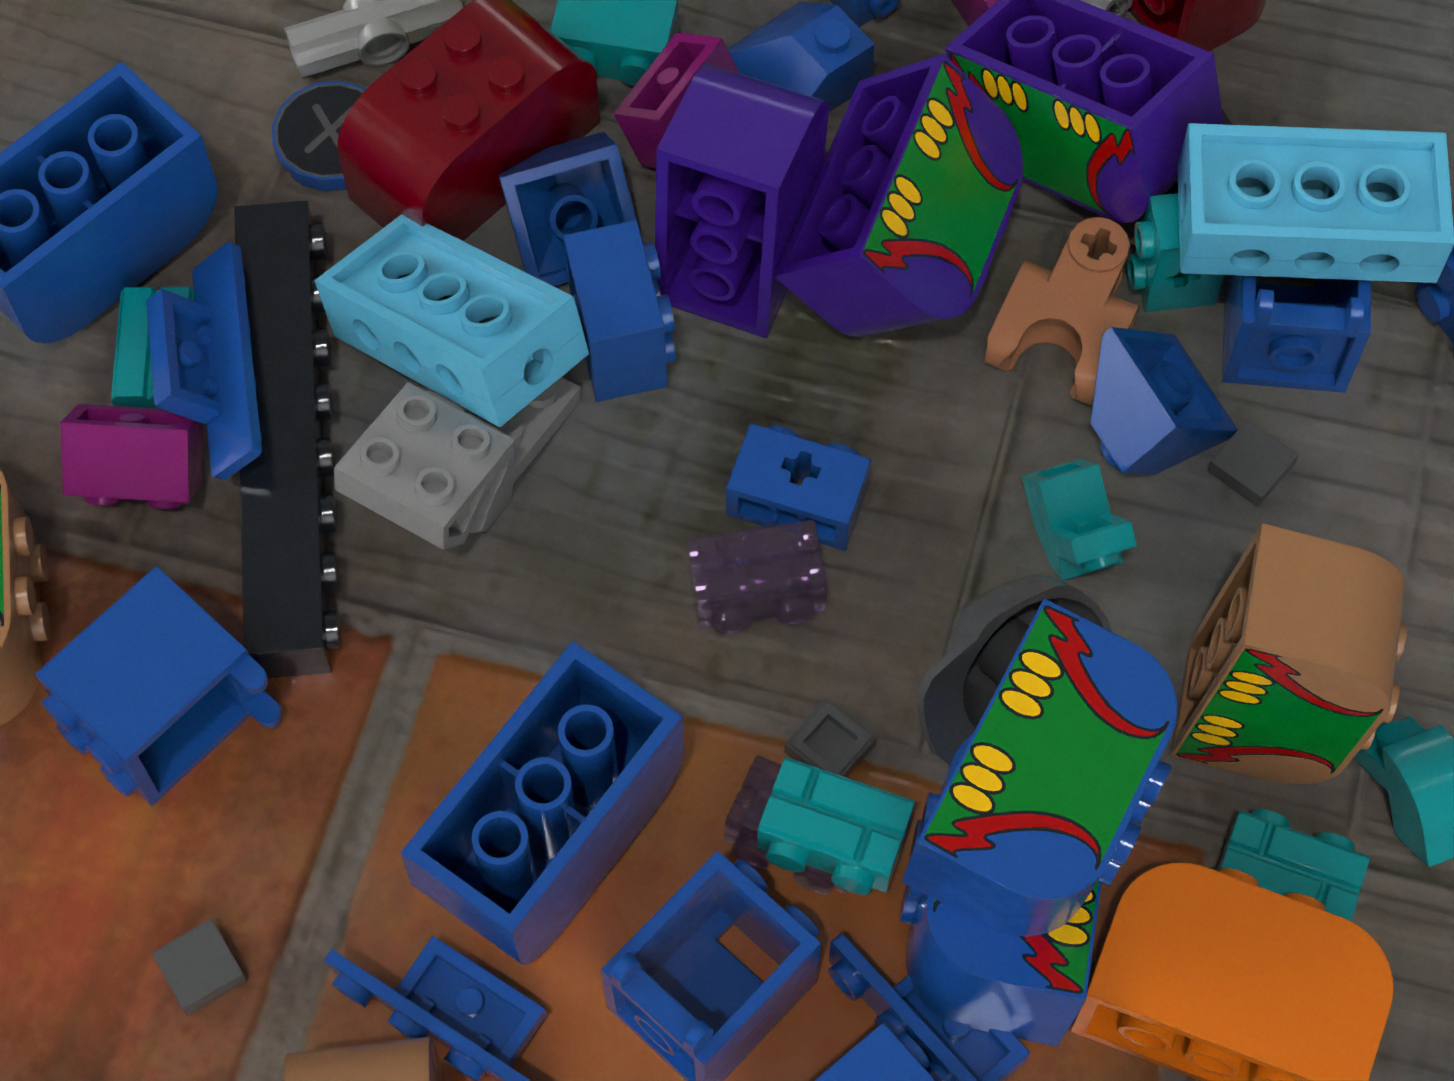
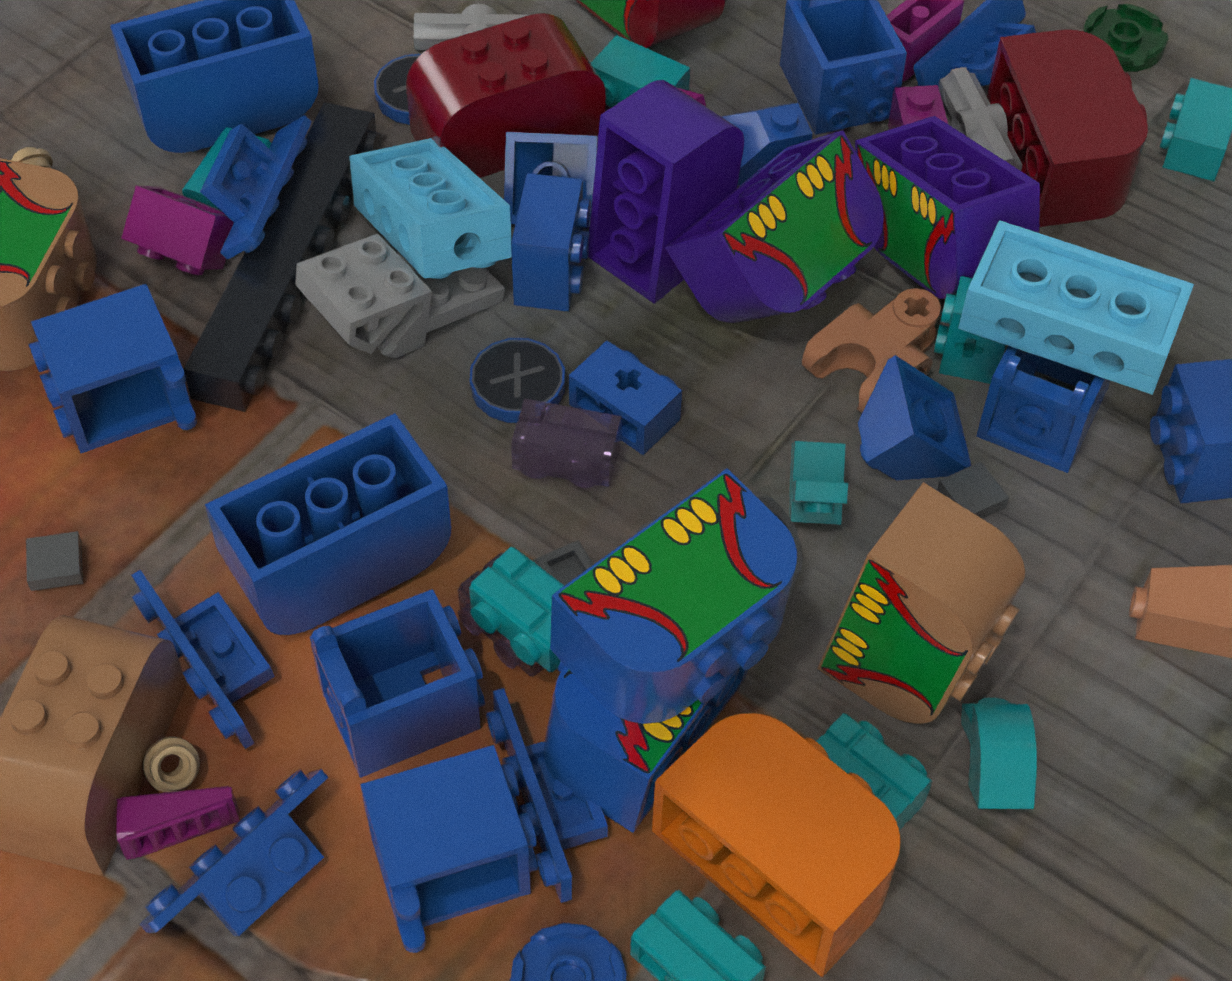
camera: 20 degrees right, 10 degrees down
(650, 506) = (514, 372): none -> black tile

